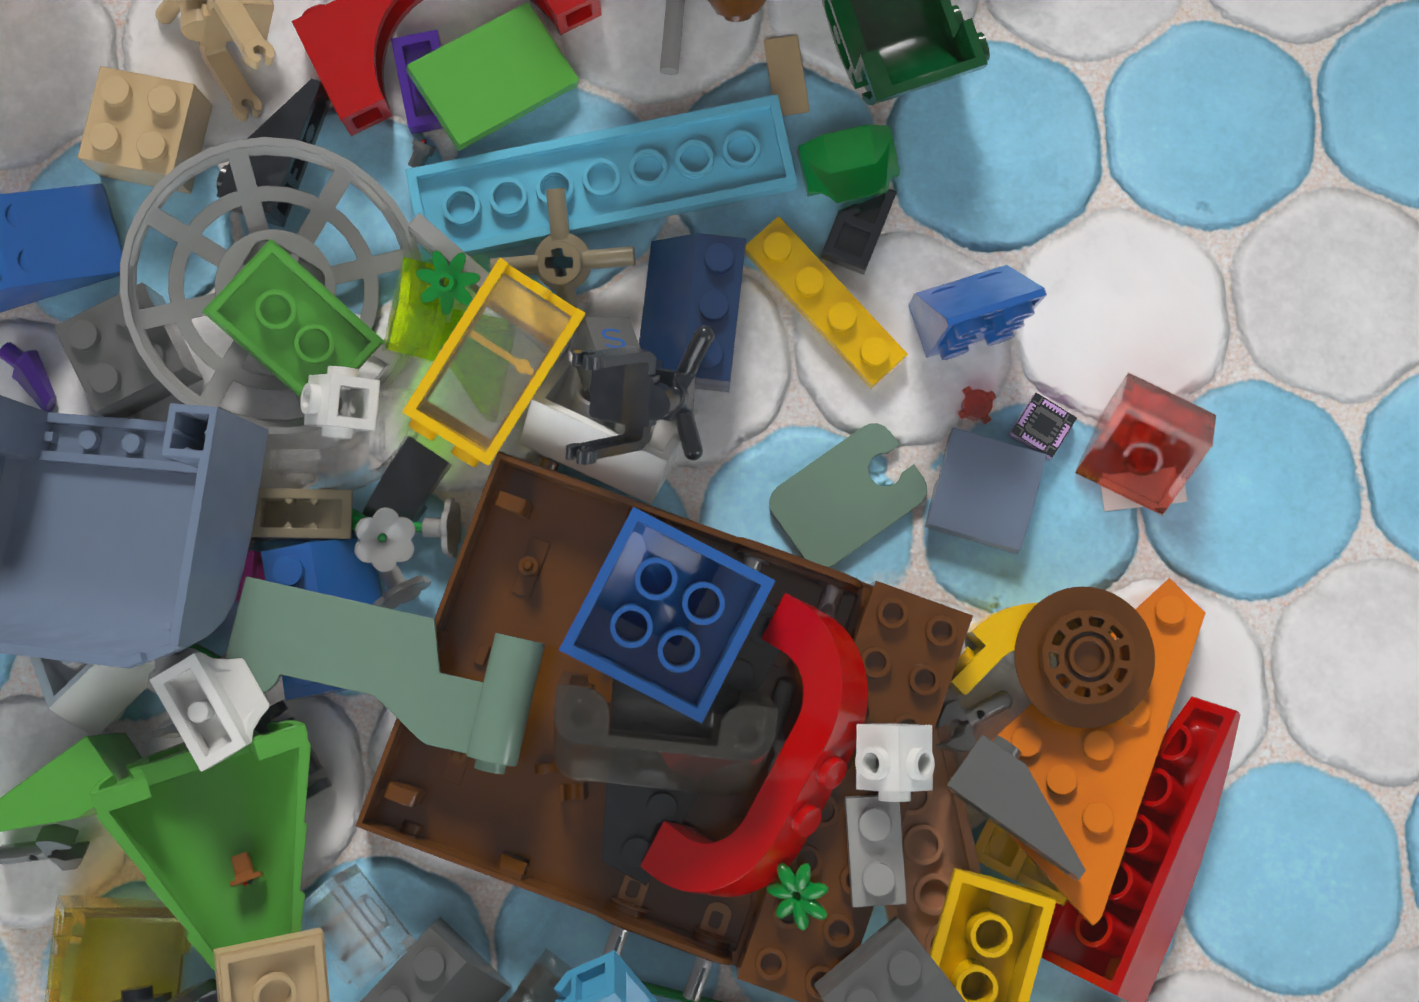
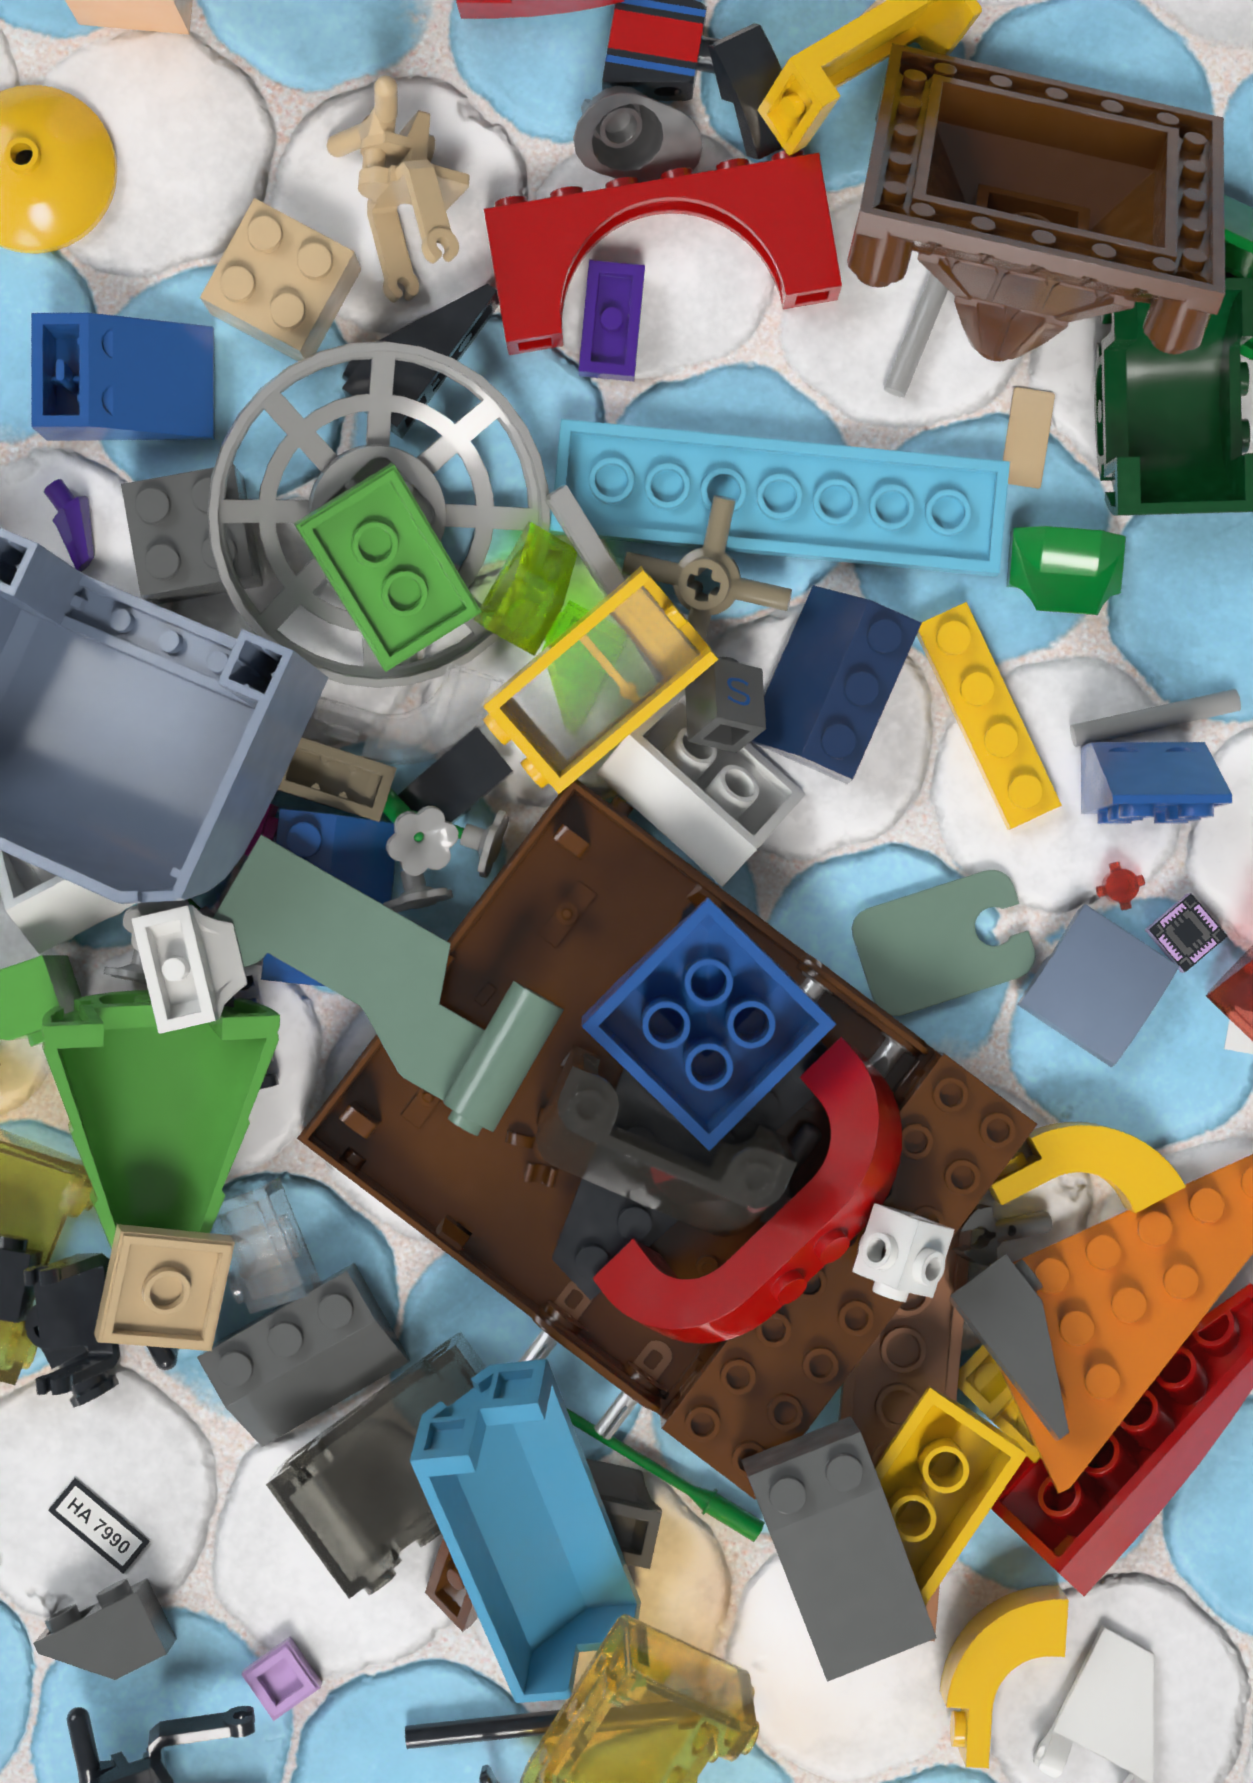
camera: 20 degrees right, 5 degrees up
(244, 870) = (164, 1149): dark orange piece -> none
(340, 402) = (417, 673): white brick -> none
(421, 152) = (585, 400): dark grey piece -> none
(456, 284) = (582, 564): green plant -> none
(492, 76) = (692, 339): bright green tile -> none
(636, 391) = (750, 766): black piece -> none
(798, 895) = (754, 1362): green plant -> none
(857, 232) = (1050, 647): black tile -> none
(874, 851) = (850, 1342): light grey plate -> none
(961, 261) = (1155, 717): none -> light grey bar
(1084, 657) = (1145, 1205): reddish brown wheel -> none

